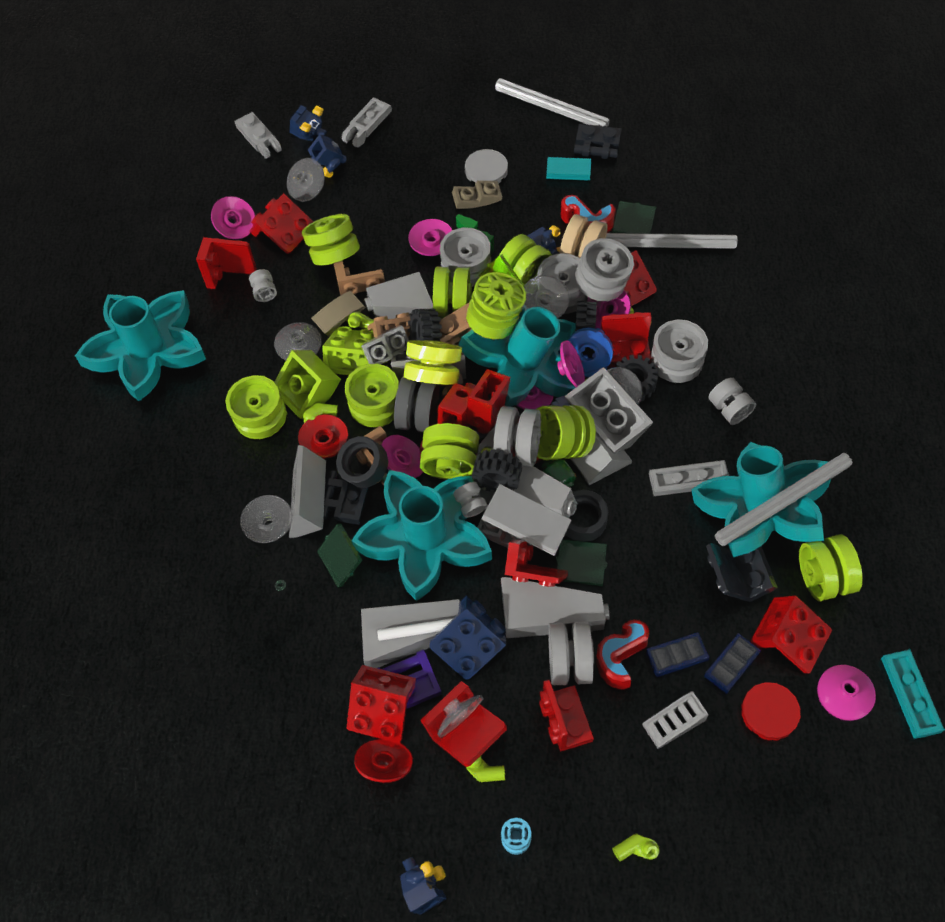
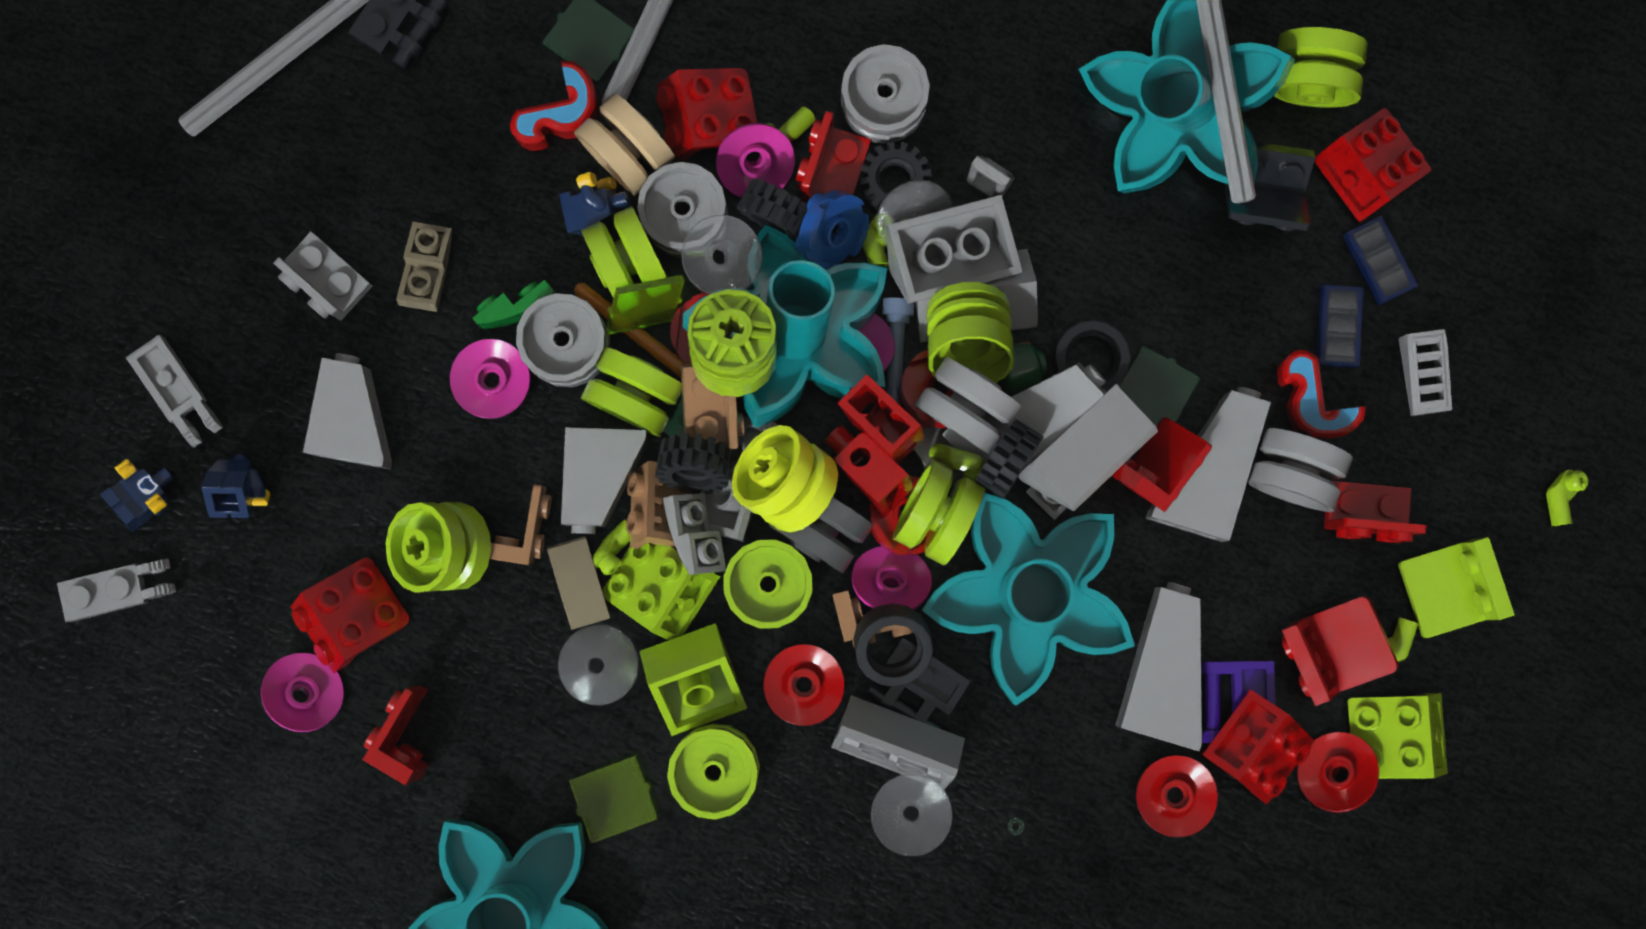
camera: 70 degrees left, 25 degrees up
(223, 373) = (613, 799): none -> clear neon green piece
(262, 285) = (471, 686): light grey wheel -> none
(305, 179) = (274, 529): clear dish -> none
(320, 409) = (750, 677): lime arm -> none
(328, 653) = (1196, 802): none -> red dish
(339, 555) = (1018, 728): clear green piece -> none
(385, 188) = (347, 415): none -> light grey slope
(413, 629) = (1187, 658): white bar -> none
(419, 885) = (1513, 782): dark blue piece -> none
(425, 798) = (1403, 733): none -> lime bracket
(449, 157) = (324, 277): none -> light grey bracket
(457, 713) = (1336, 652): clear dish -> none
(469, 639) = (1227, 590): dark blue bracket -> none
(470, 499) = (1031, 513): light grey wheel -> none
(486, 166) = (371, 226): light grey tile -> none
(516, 841) = (1488, 640): medium azure wheel -> none
(538, 791) = (1455, 587): none -> lime bracket
(568, 168) = (436, 92): teal tile -> none
(570, 364) = (858, 269): dark pink dish -> none
(604, 269) = (717, 142): light grey wheel -> none
(663, 419) = (989, 177): none -> light grey slope
(685, 477) = (1088, 181): light grey tile -> none
(730, 399) = (985, 63): light grey wheel -> none
(770, 711) = (1461, 244): red tile -> none
(840, 702) = (1458, 147): dark pink dish -> none
(912, 694) = (1508, 55): teal tile -> none

